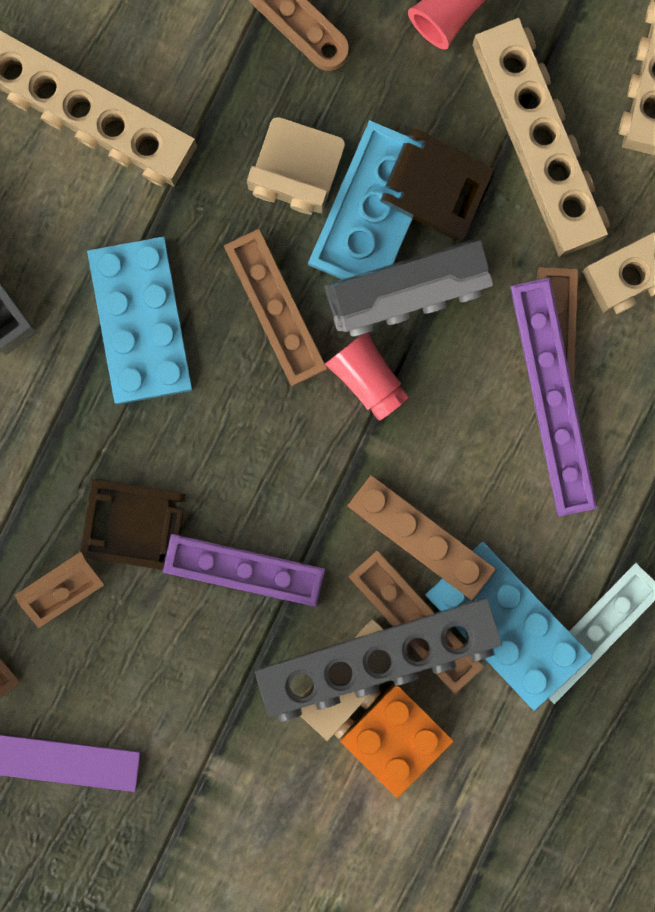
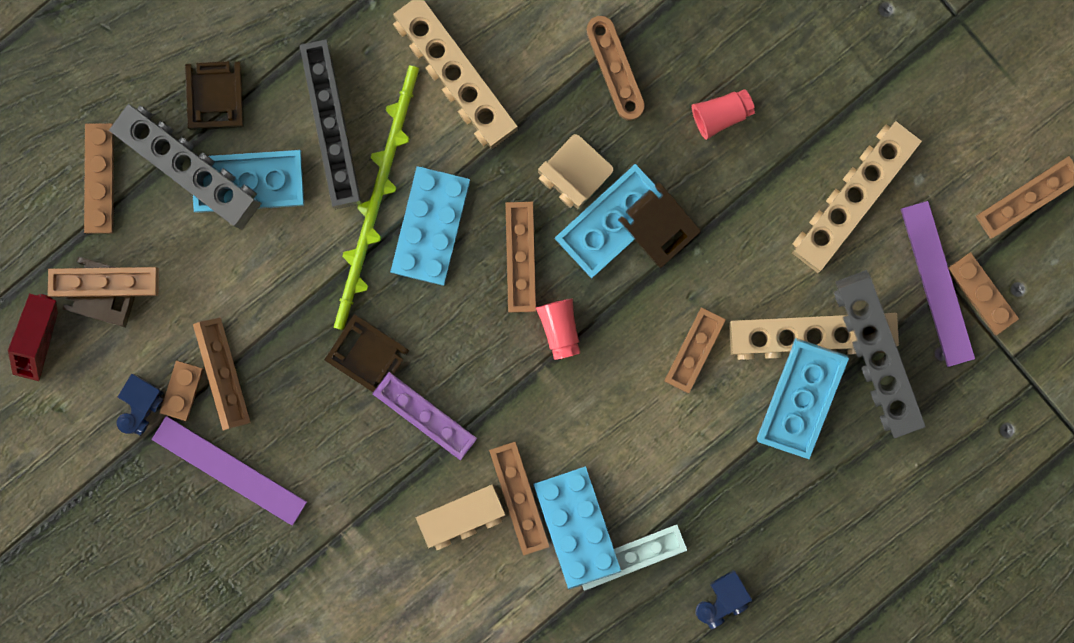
camera: 30 degrees right, 0 degrees up
(52, 333) = (370, 208): none -> lime plant
(59, 590) = (302, 375): medium nougat plate -> none
(396, 740) = (472, 567): orange brick -> none
(409, 286) = (611, 282): piece -> none
(422, 538) = (547, 447): medium nougat plate -> none
(473, 617) = (414, 493): dark grey brick -> none
(516, 42) = (735, 153): tan brick -> none
(553, 396) = (672, 394): medium lavender tile -> none

